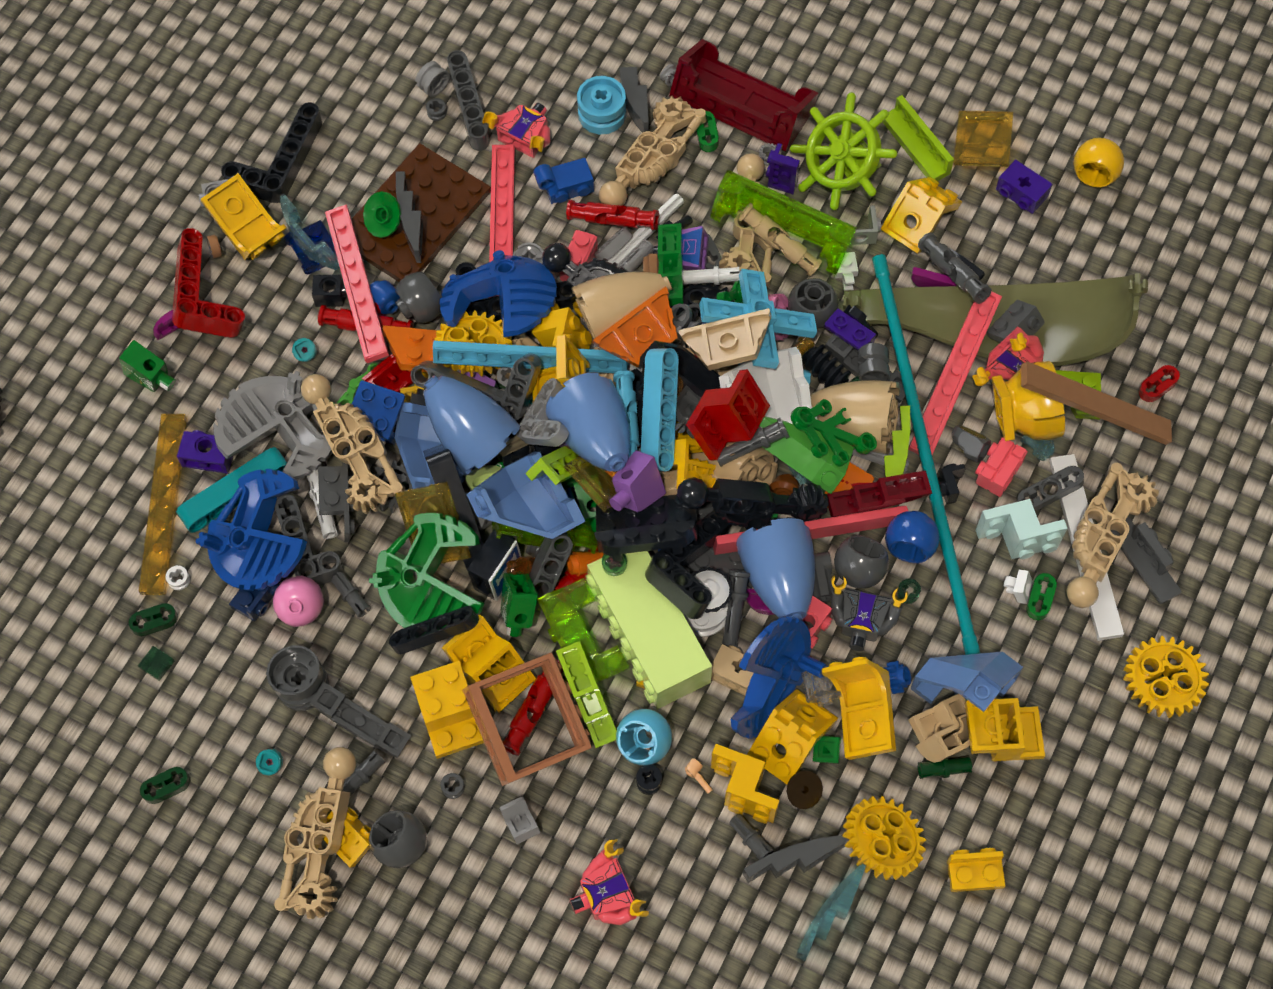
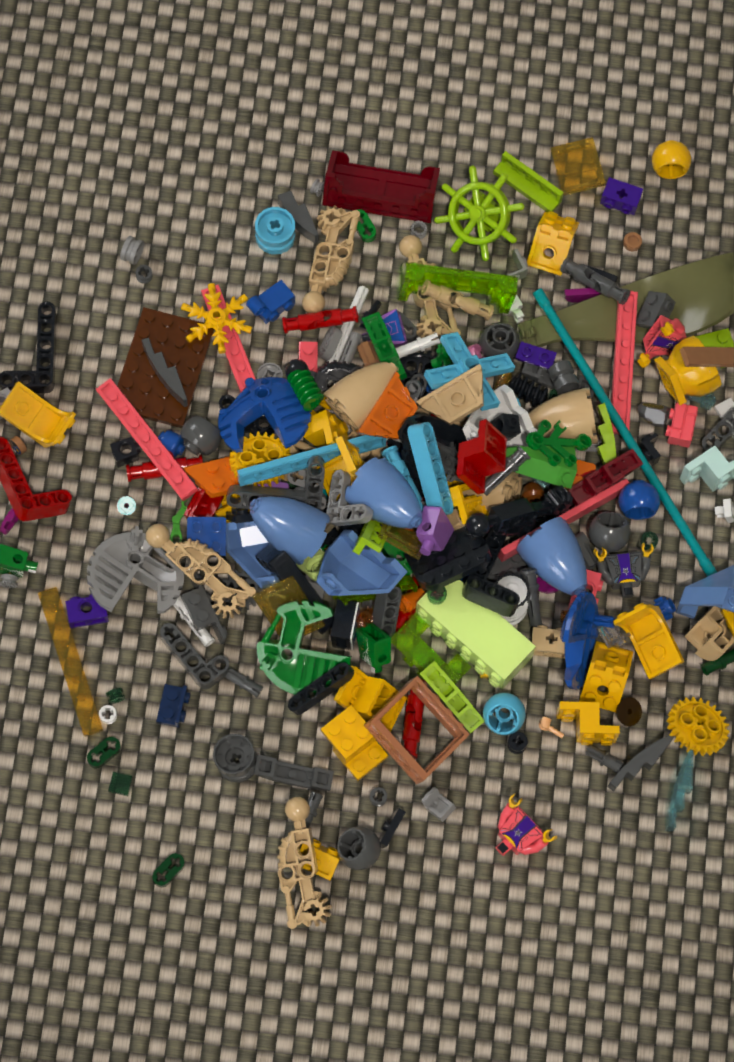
camera: 25 degrees left, 5 degrees up
(135, 389) = (8, 580): none -> light grey bush
(195, 558) = (115, 695): none -> clear green bush
(209, 503) = (120, 633): teal beam -> none
(243, 549) = (167, 677): blue piece -> none
(269, 762) = (238, 826): teal tile -> none
(298, 601) = (209, 701): bright pink cylinder -> none
(317, 233) = (100, 416): clear blue plate -> none
(320, 252) = (108, 425): clear light blue slope -> none
(375, 214) = (137, 381): green dish -> none
(449, 827) = (390, 826): none -> black plate
(468, 100) = (170, 266): dark grey beam -> none
(493, 177) = (216, 323): none -> yellow piece
(522, 127) = (221, 269): torso -> none
(554, 277) = (305, 389): none -> green piece
(778, 394) = (508, 425): none -> black brick
(782, 171) = (437, 243): dark purple bracket -> none
(827, 750) = (635, 678): green tile -> none
(859, 316) = (539, 343): black bar -> none
(1018, 241) = (632, 241): none -> medium nougat tile

